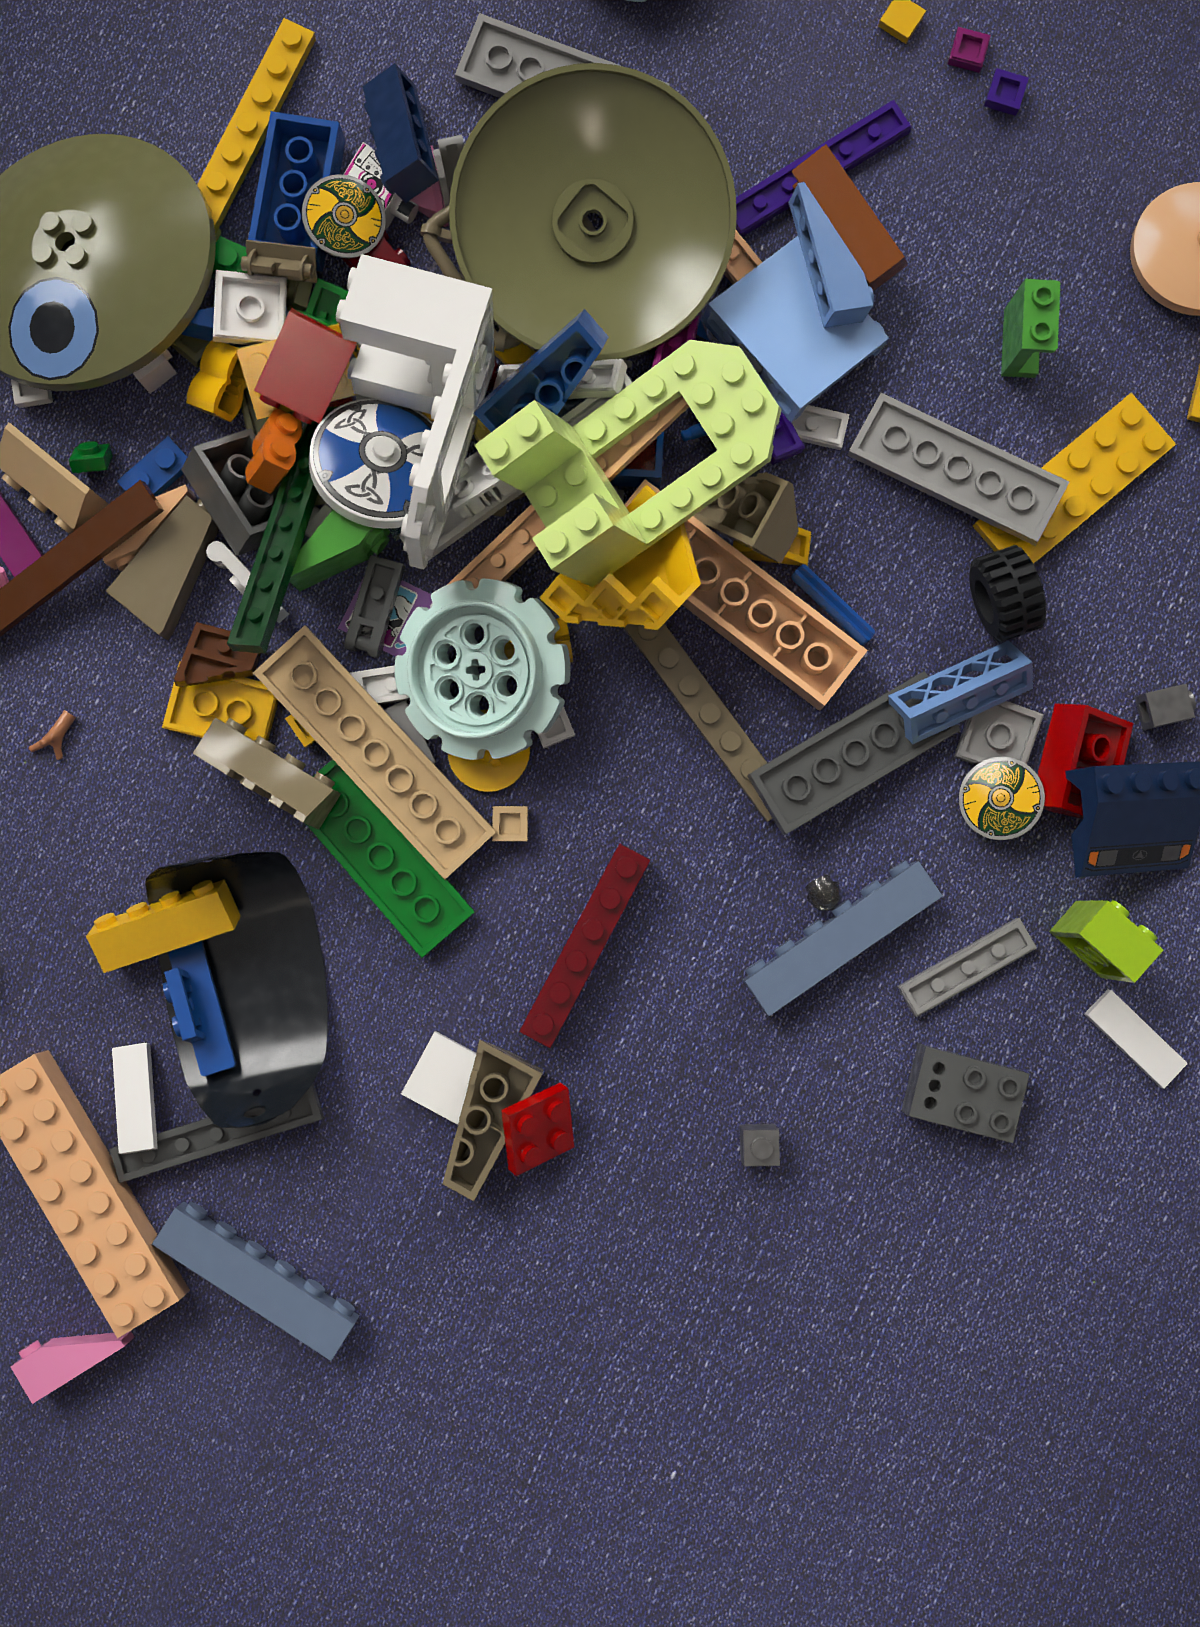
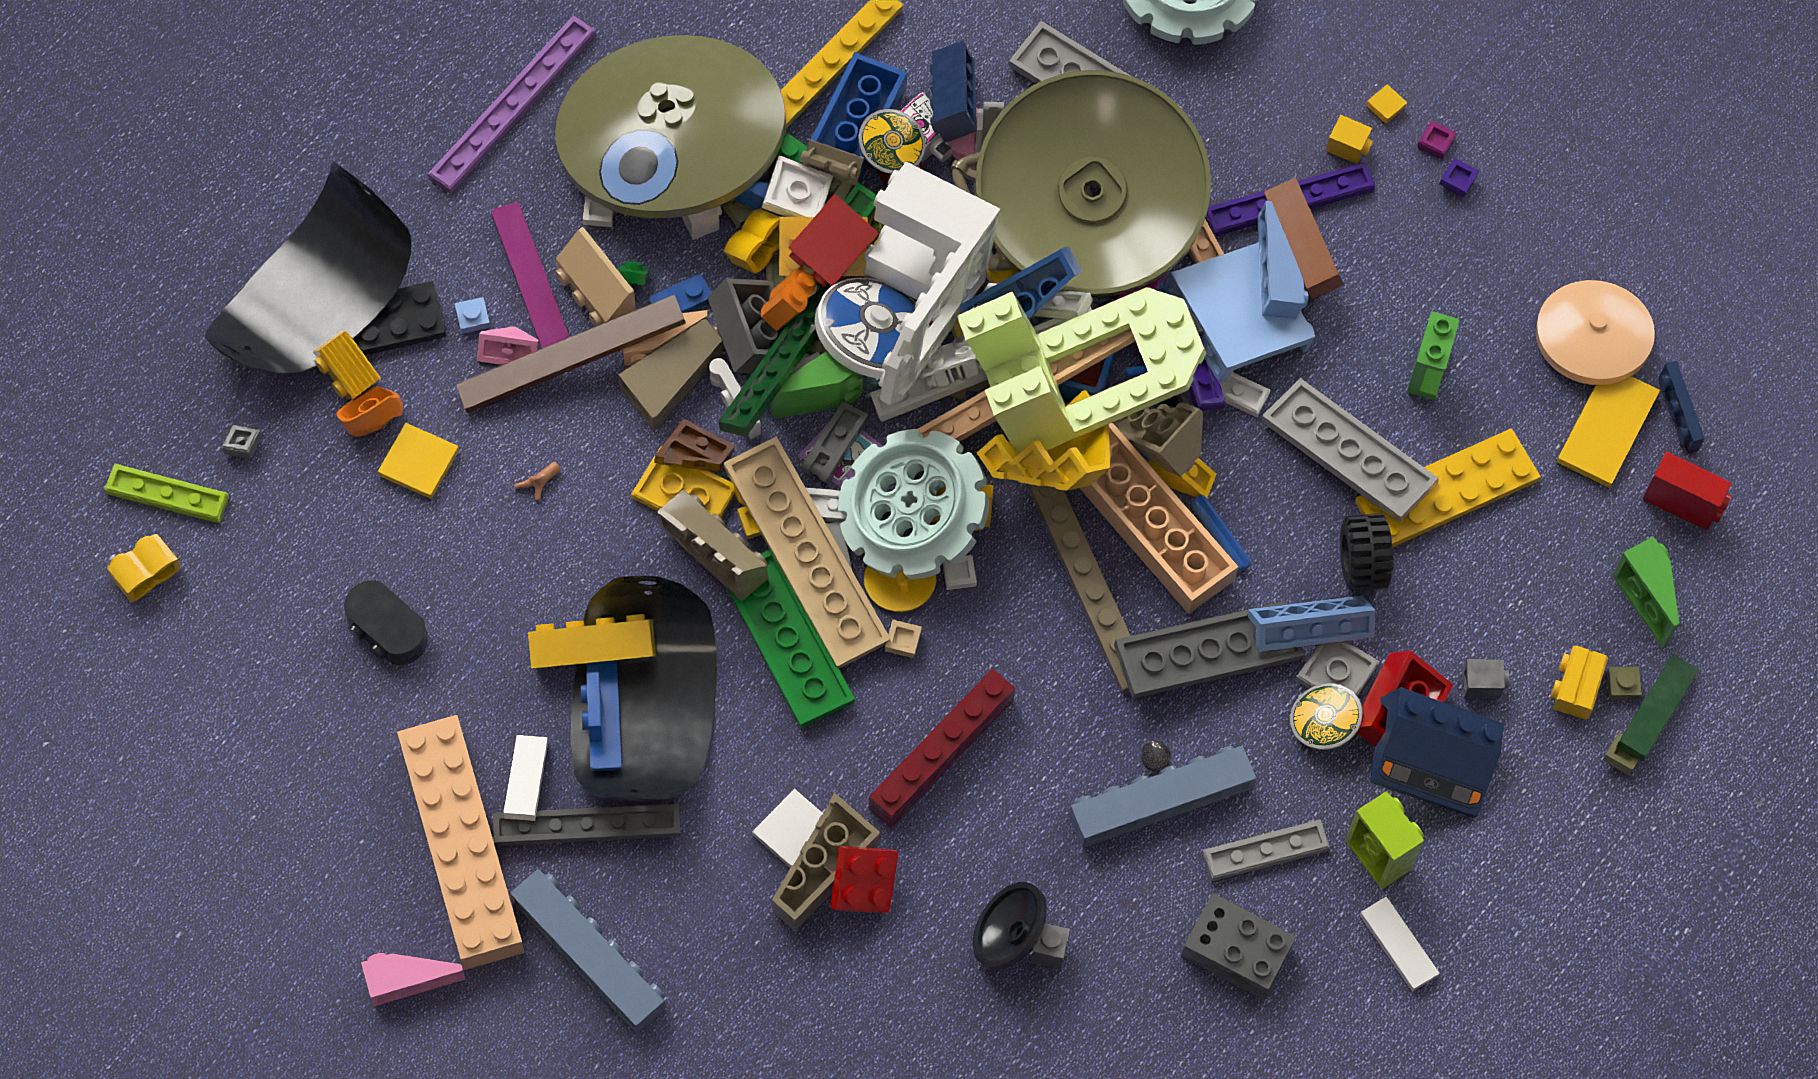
camera: 10 degrees right, 20 degrees down
(712, 1142) = (1010, 925): none -> black dish
(871, 75) = (1350, 139): none -> yellow brick

